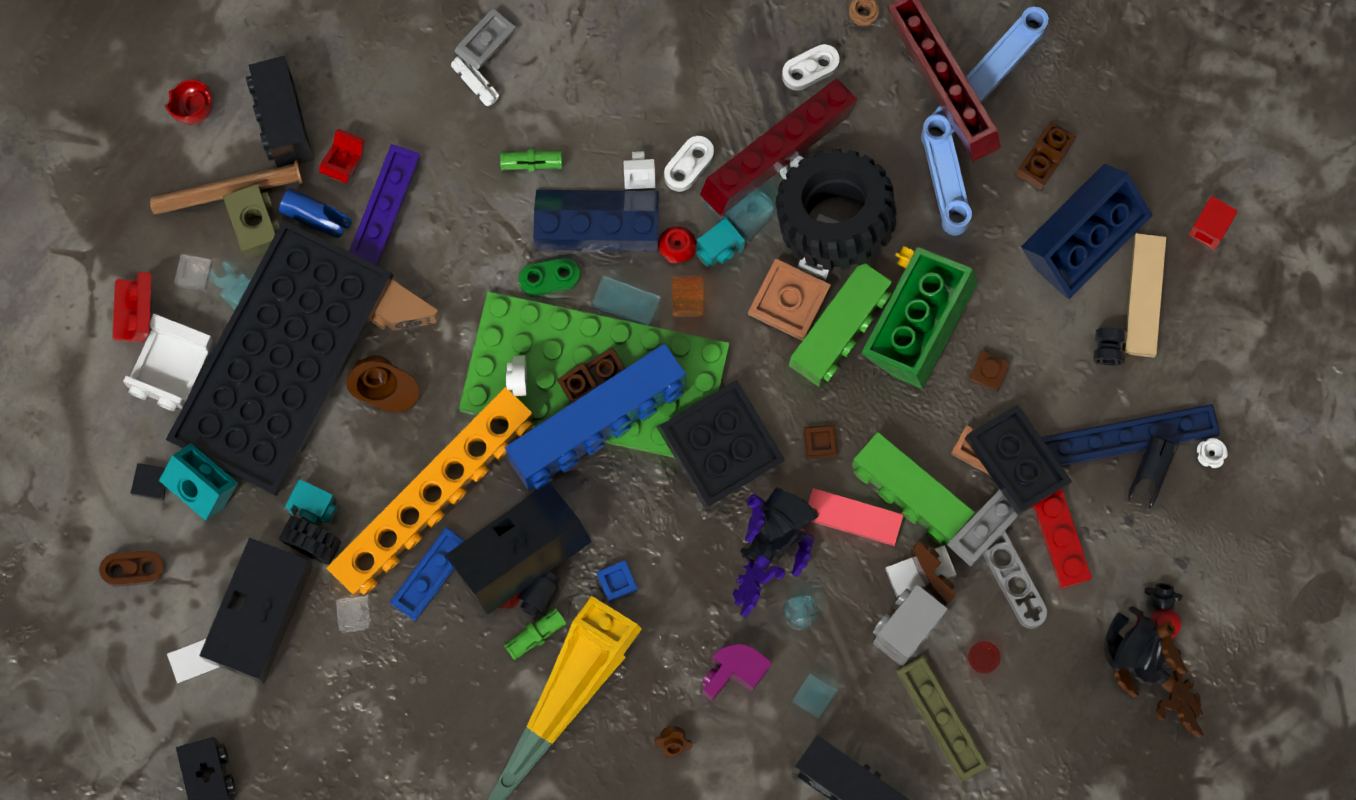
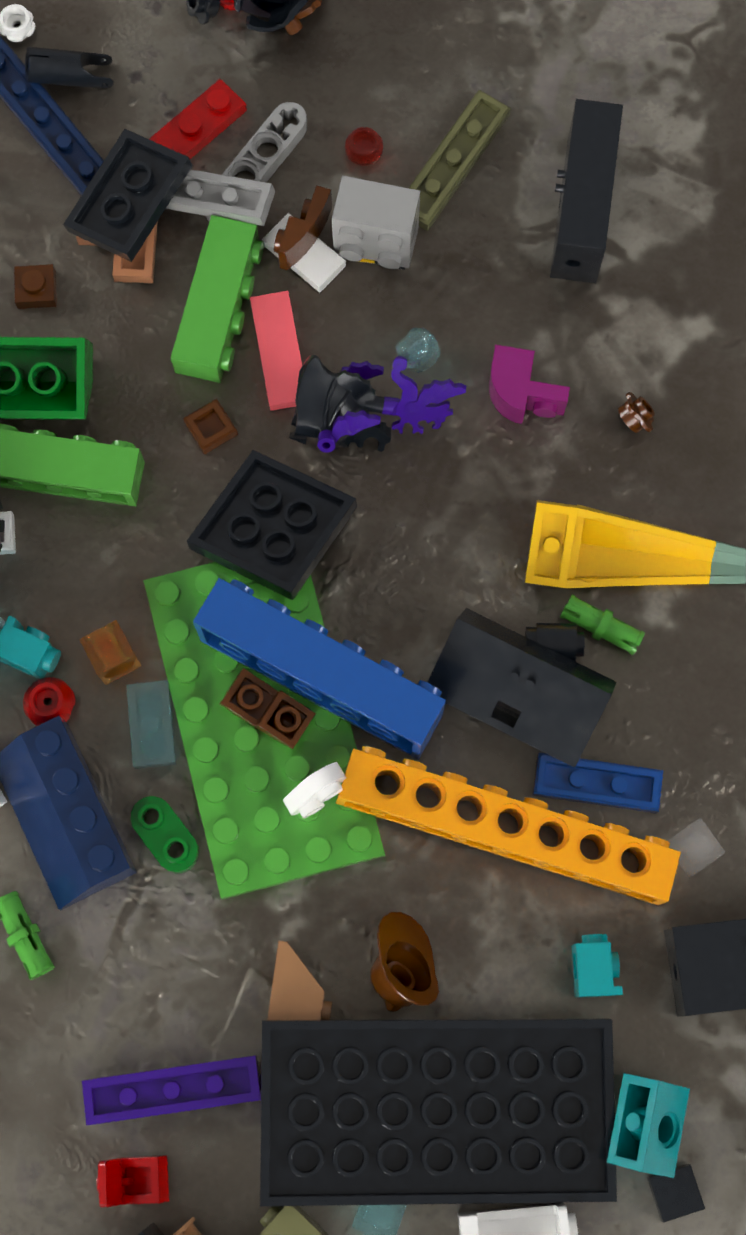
camera: 115 degrees left, 0 degrees up
(310, 540) = (644, 941): black tyre -> none
(313, 213) = (227, 1177): blue piece -> none
(616, 581) = (492, 564): blue plate -> none
(789, 299) = (56, 538): nougat plate -> none
(814, 696) = (503, 293): clear light blue plate -> none

